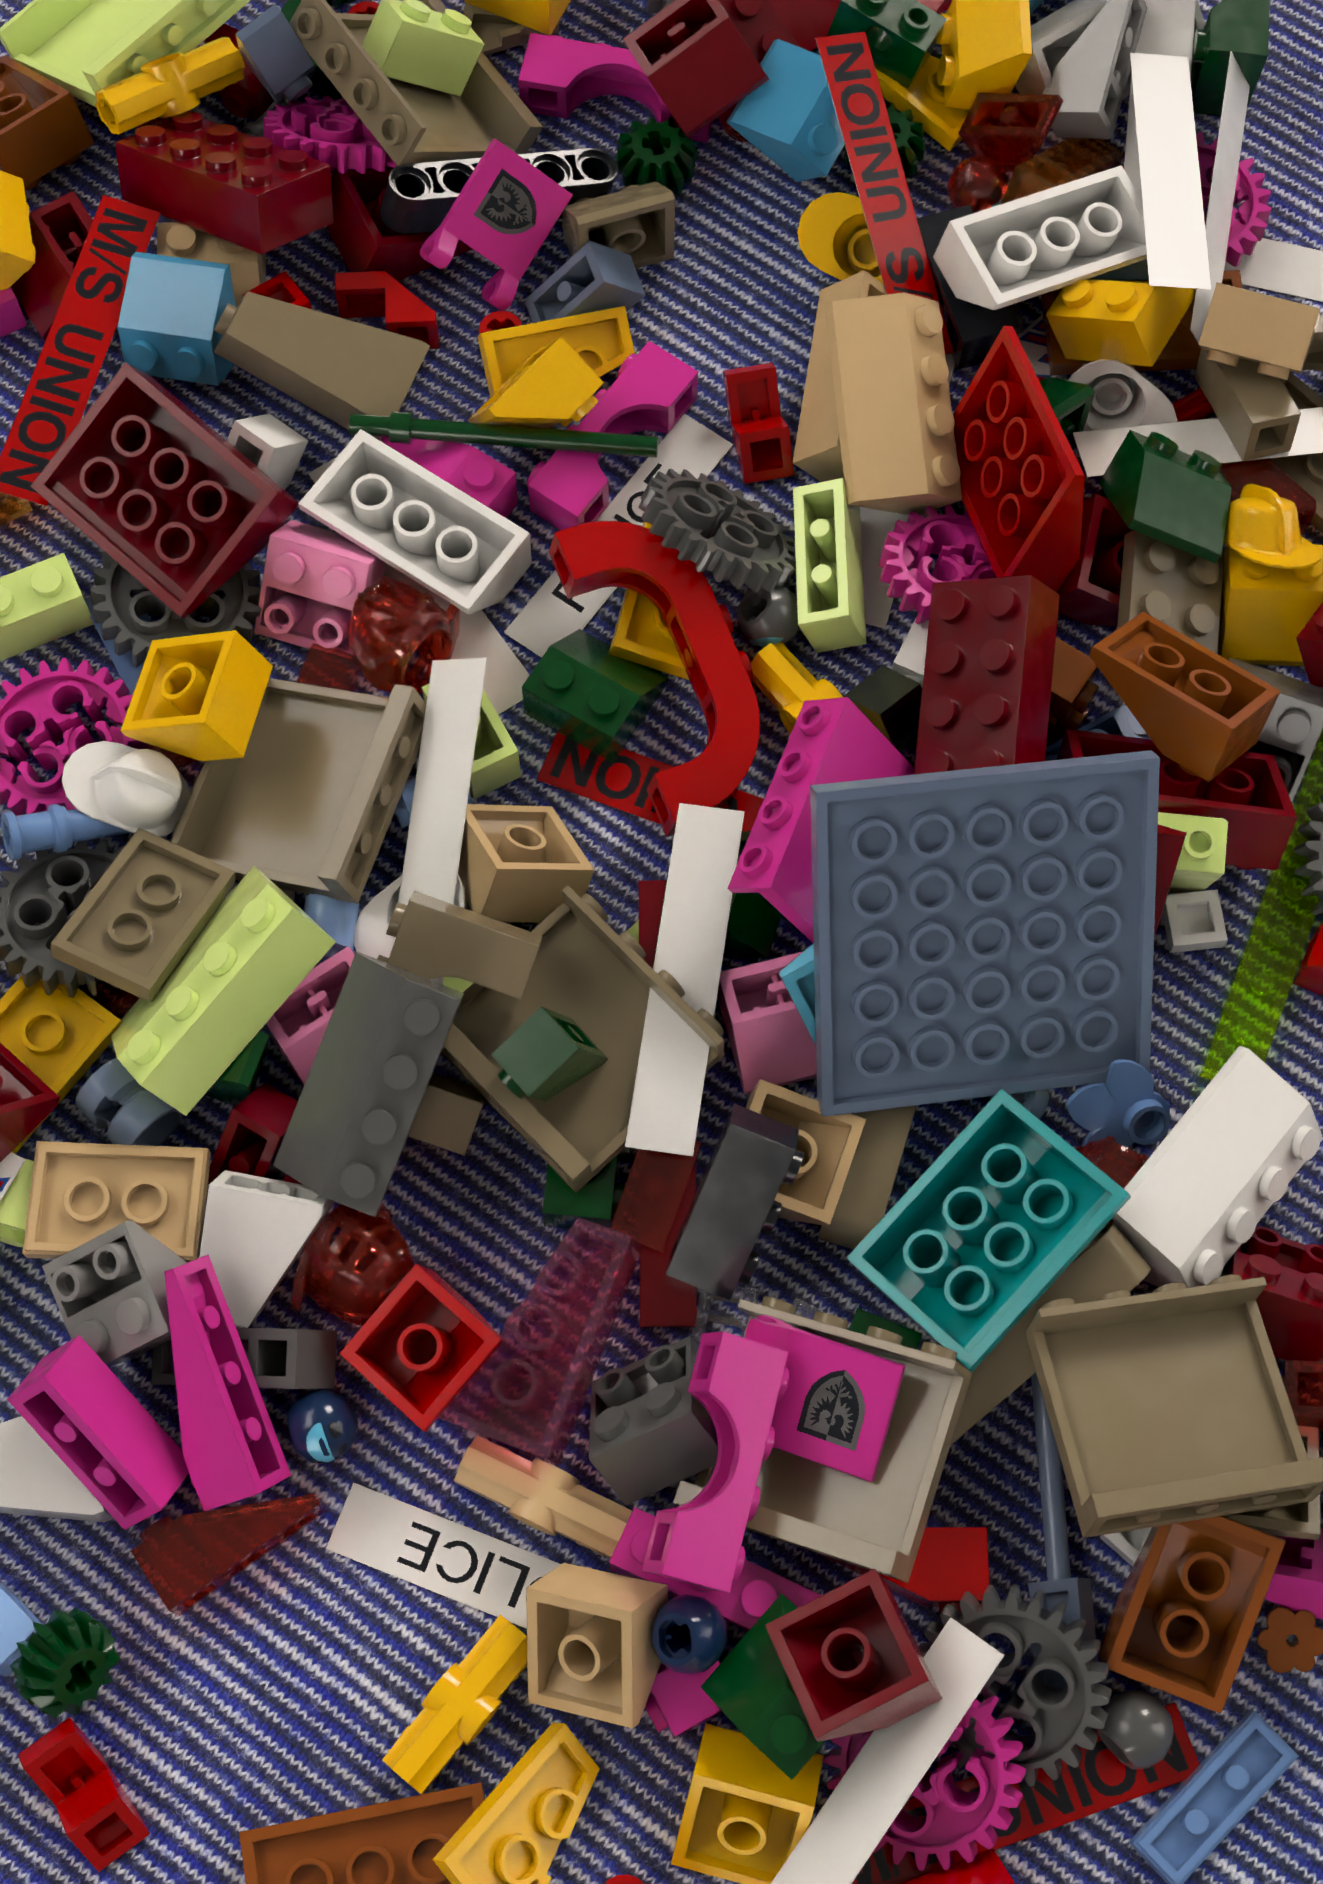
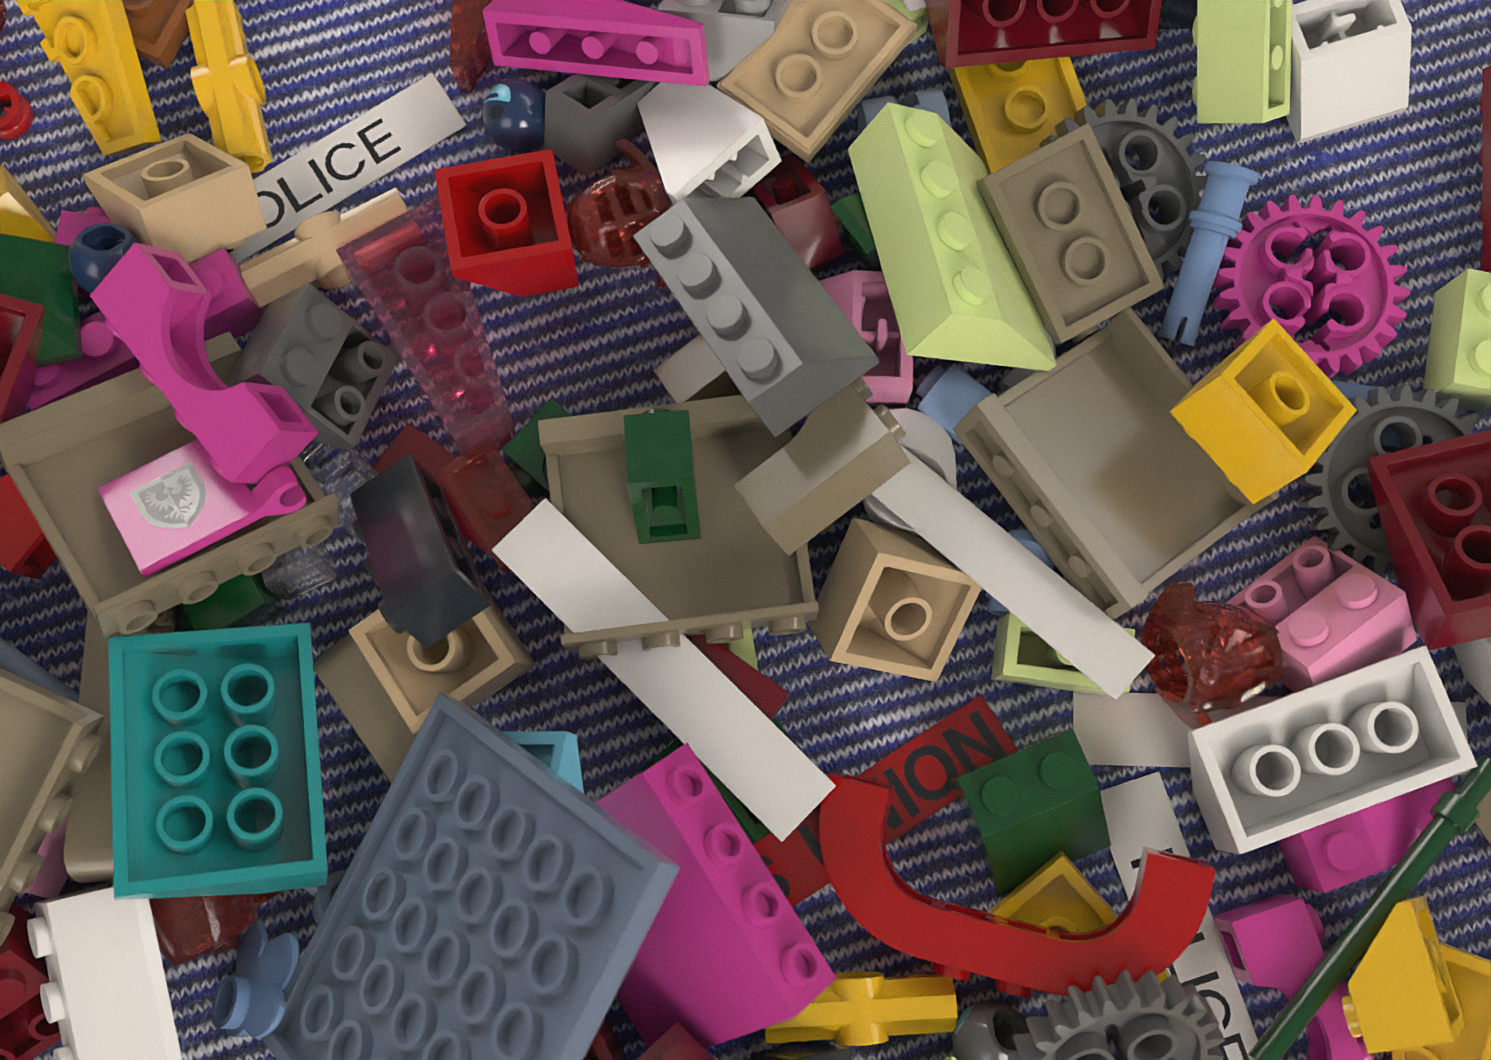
camera: 130 degrees right, 10 degrees up
(126, 787) = (1217, 305): white piece -> none
(330, 669) = (1221, 572): clear red tile -> none
(765, 1025) = (598, 714): bright pink slope -> none

